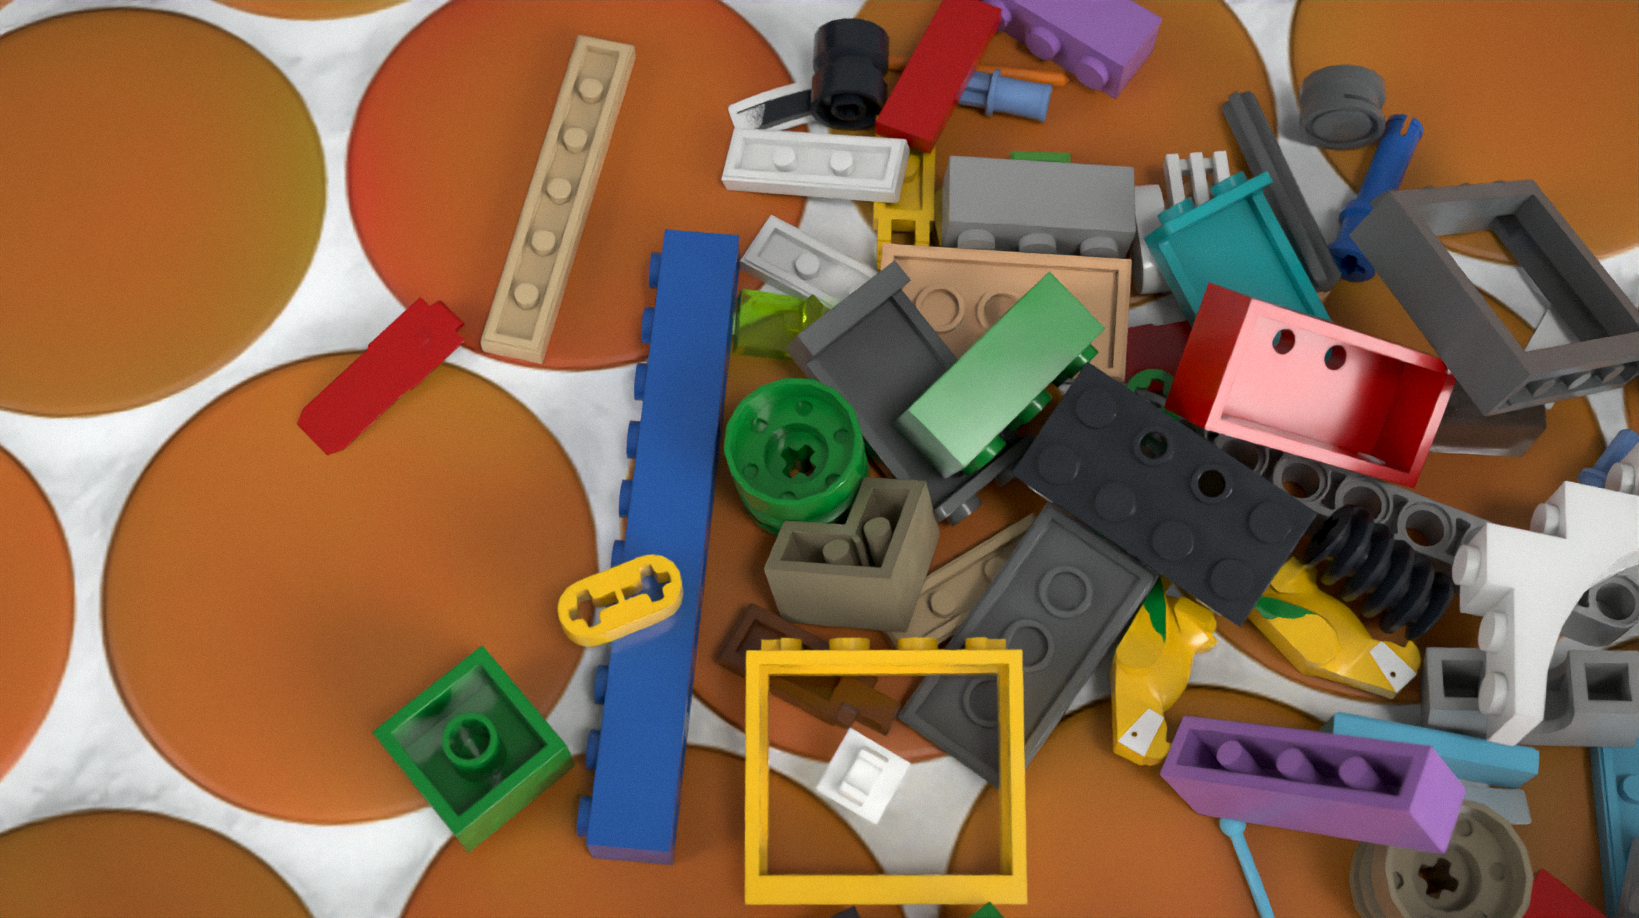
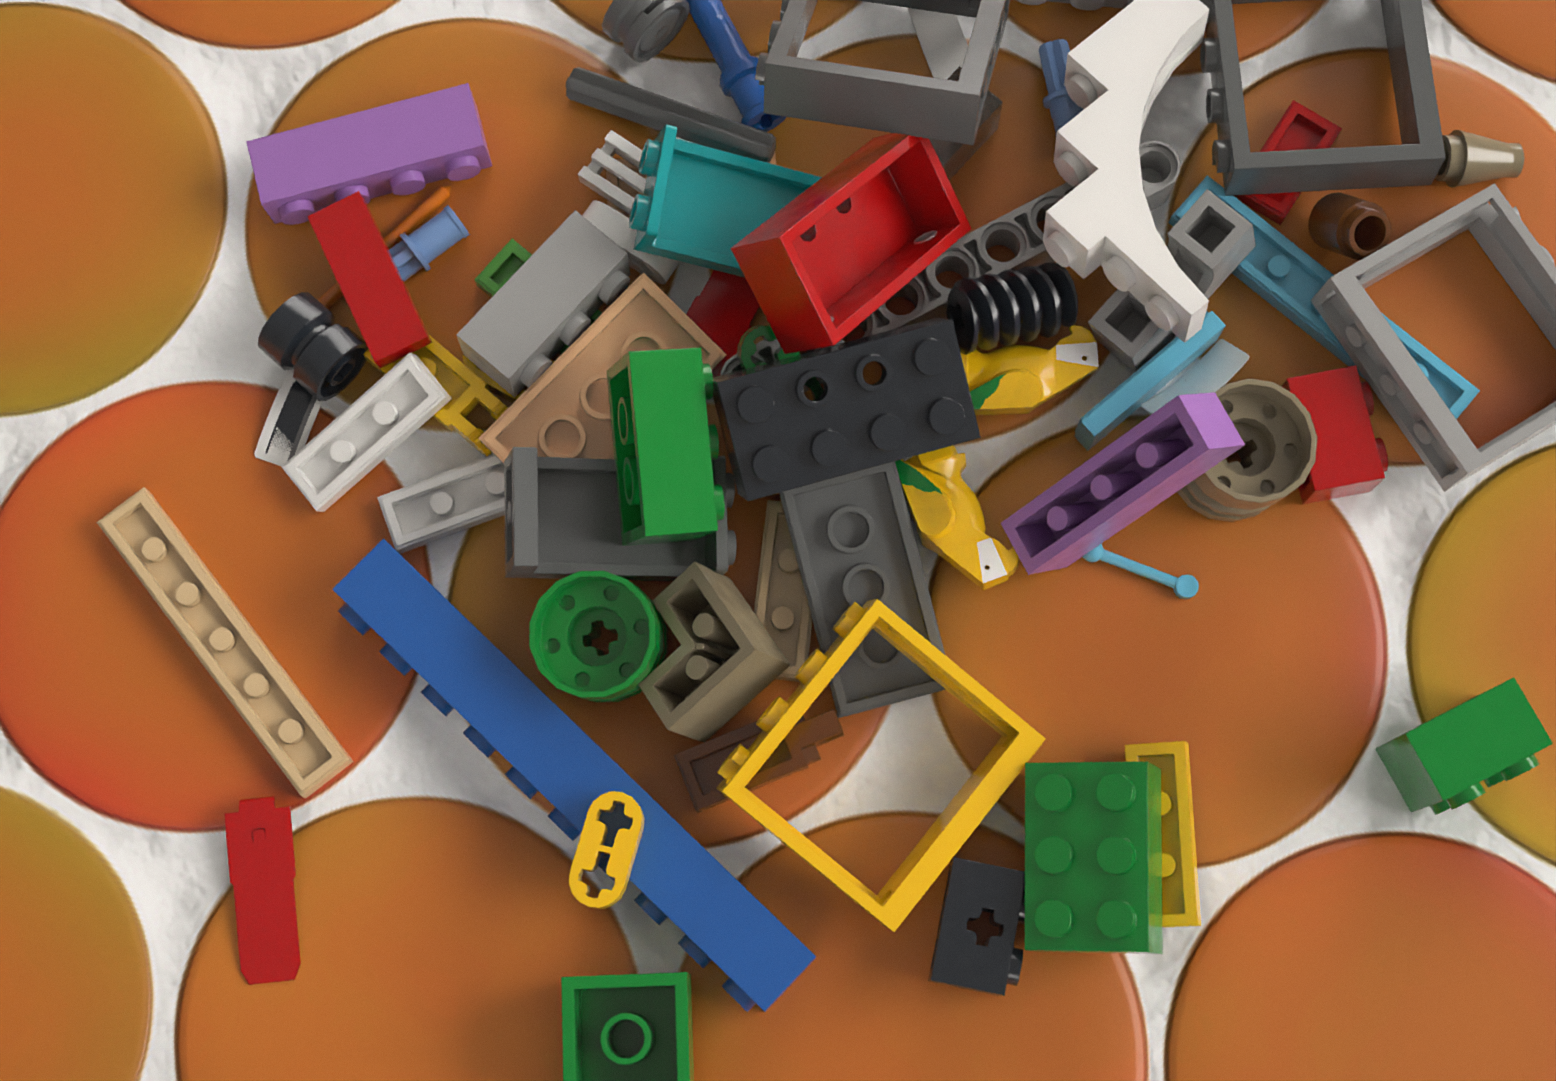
camera: 45 degrees left, 10 degrees up
(771, 322) = (468, 564): clear neon green slope -> none
(862, 776) = (875, 781): white tile -> none

